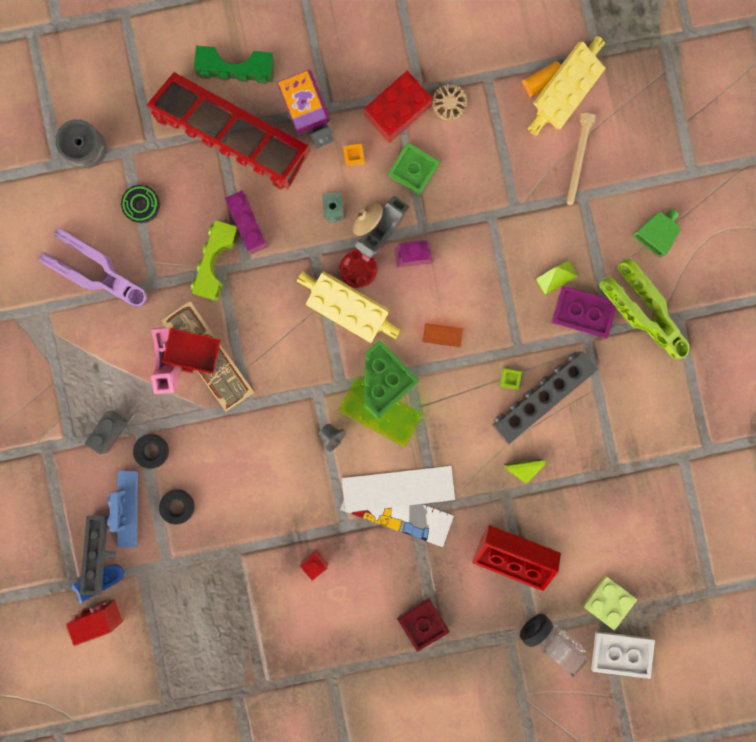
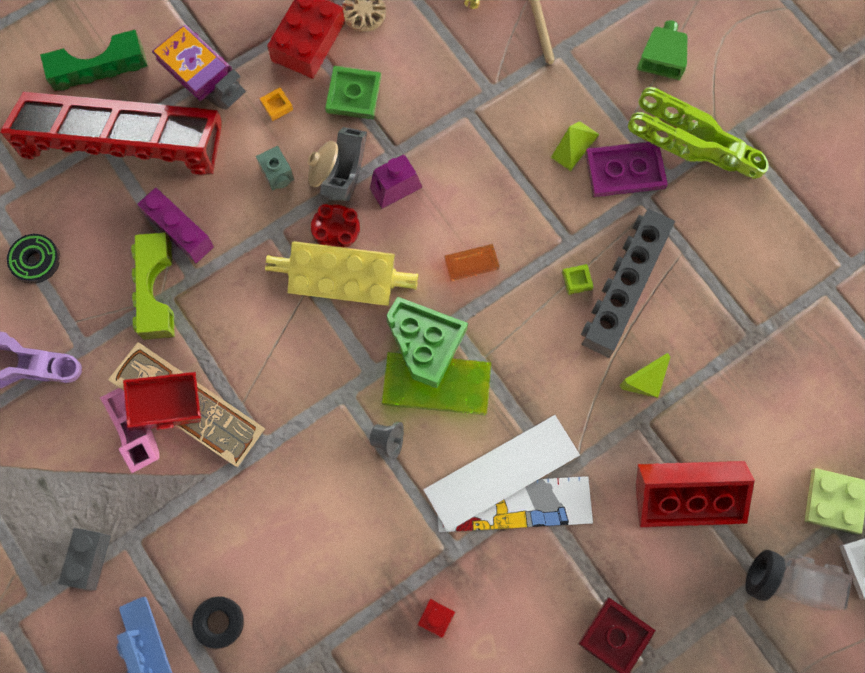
camera: 25 degrees left, 15 degrees down
(138, 451) = (138, 557): black tyre -> none

